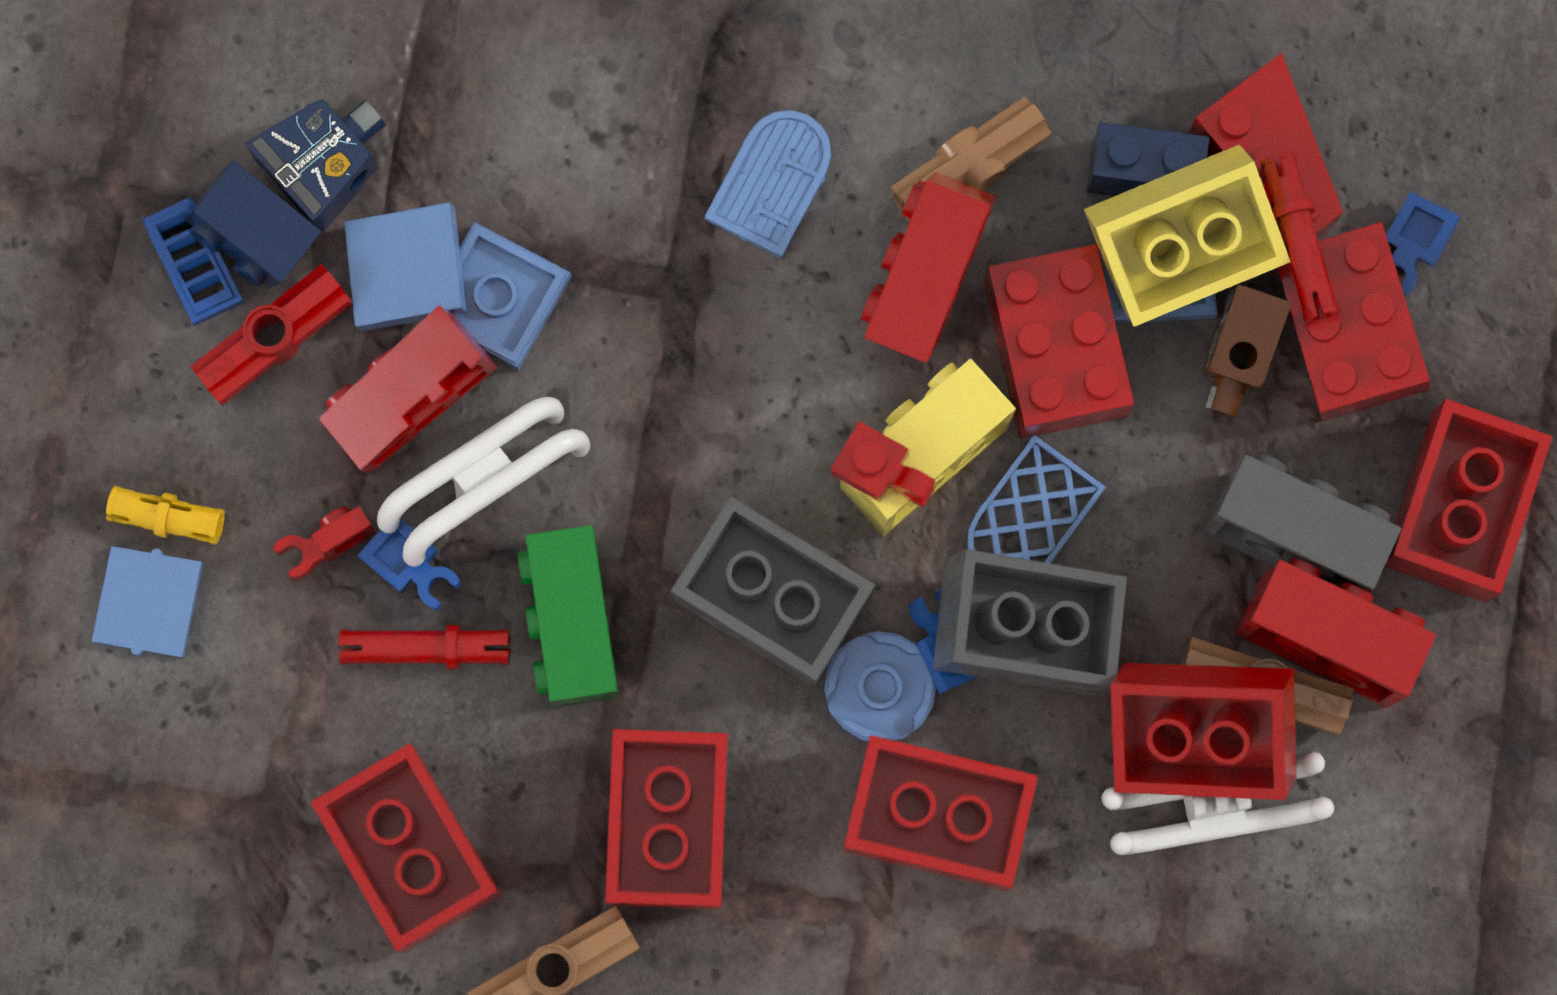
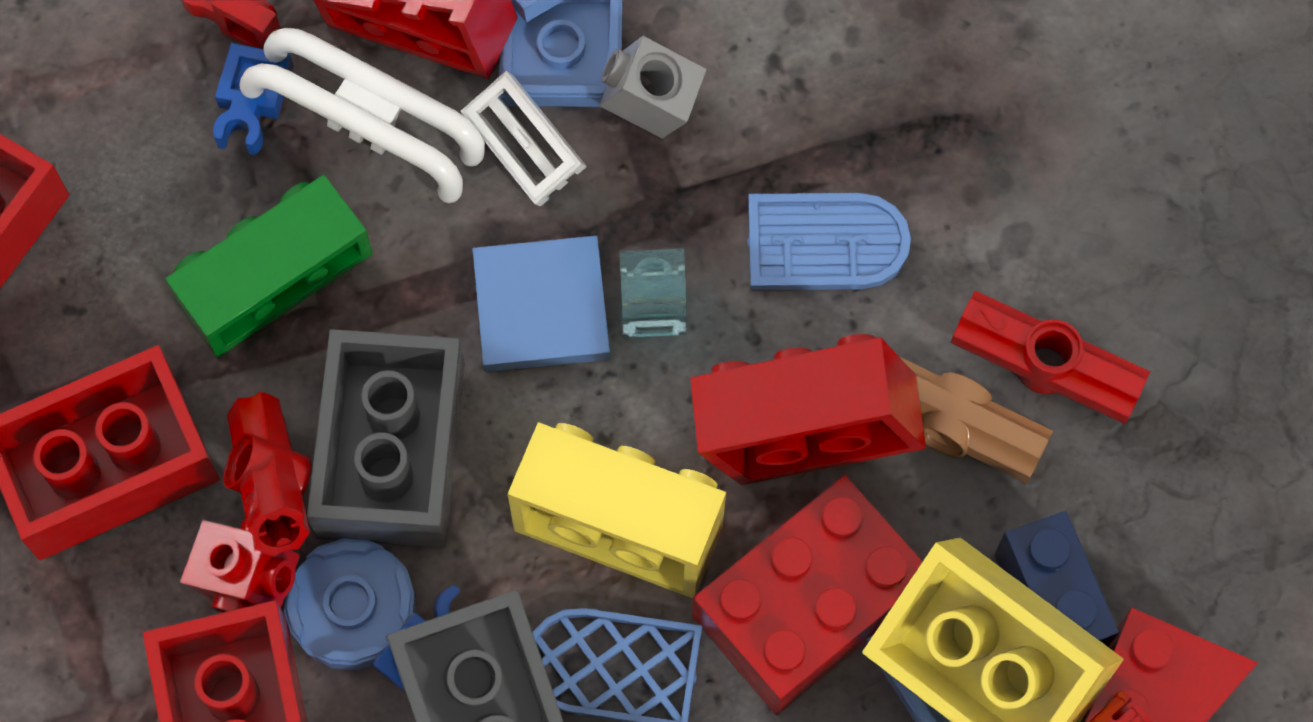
camera: 65 degrees right, 10 degrees down
(426, 646) = (184, 170): red pin -> none
(593, 228) = (673, 79): none -> light grey brick
(612, 358) = (555, 177): none -> white tile
(711, 423) = (541, 304): none -> medium blue tile
(756, 332) = (653, 292): none -> clear light blue brick
(760, 695) = (267, 474): none -> red piece
(819, 753) = (233, 572): none -> red brick
(876, 463) = (555, 450): red plate -> none
(990, 46) = (1088, 372): none -> red piece

